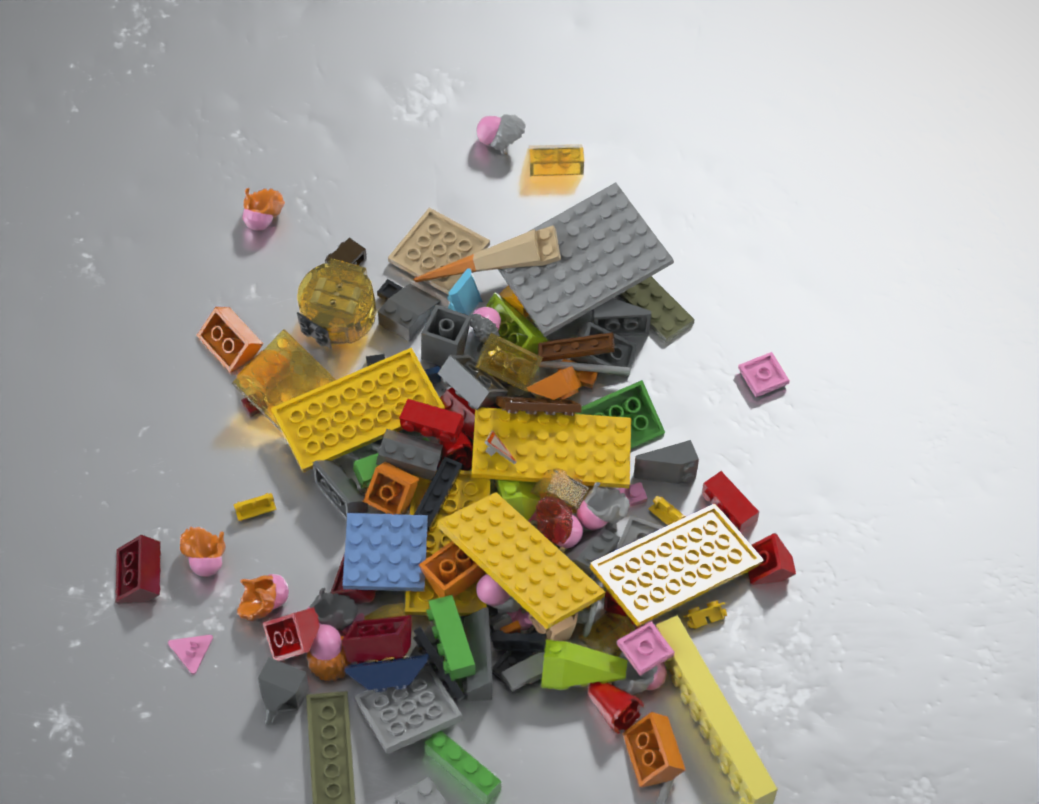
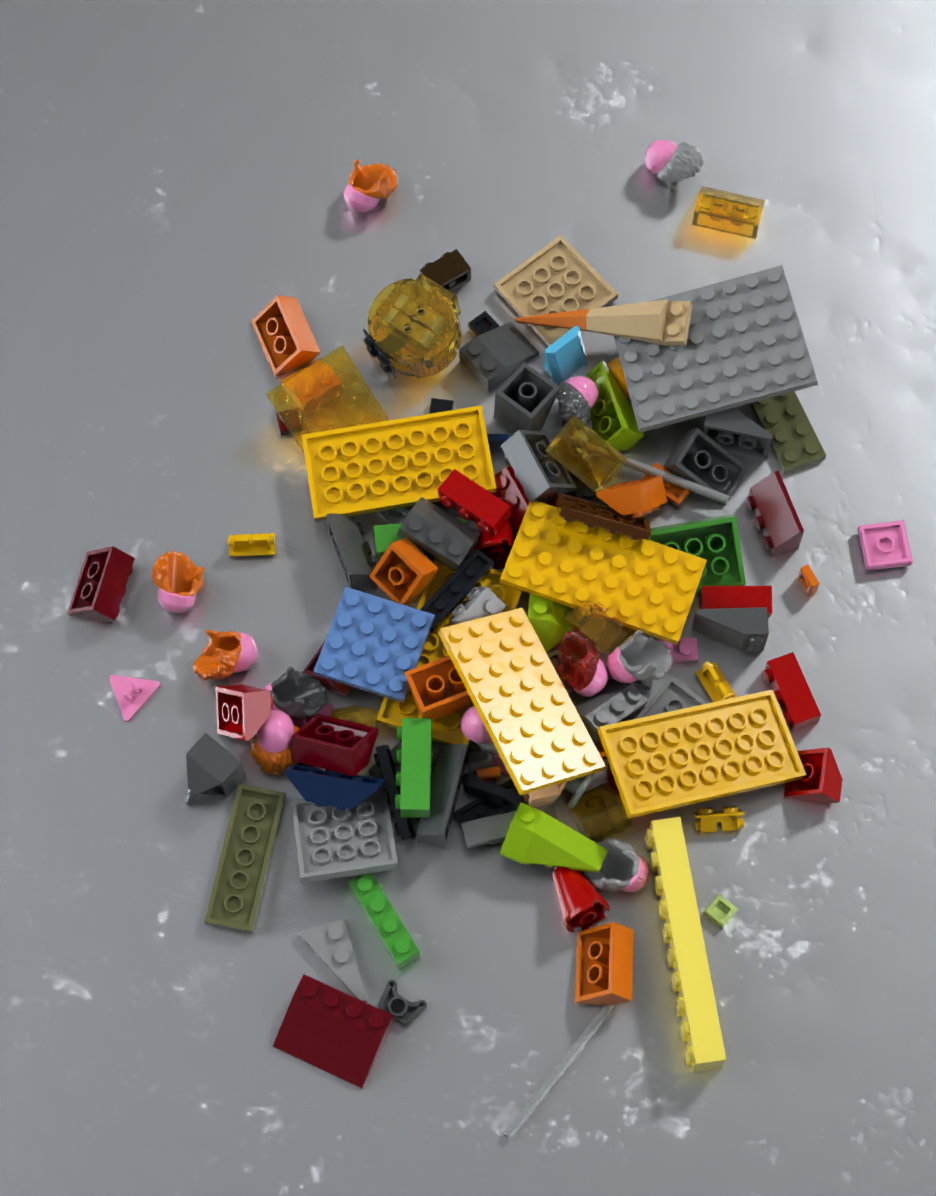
camera: 20 degrees right, 10 degrees up
(460, 497) = (480, 604): none -> light grey bracket
(496, 445) = (536, 554): light grey piece -> none
(576, 347) = (672, 455): reddish brown tile -> none
(645, 648) = (630, 846): bright pink plate -> none
(660, 440) = (736, 597): none -> red brick
(672, 372) = (775, 515): none -> dark red slope
(713, 415) = (808, 579): none -> orange tile
(731, 684) = (720, 911): none -> yellowish green tile

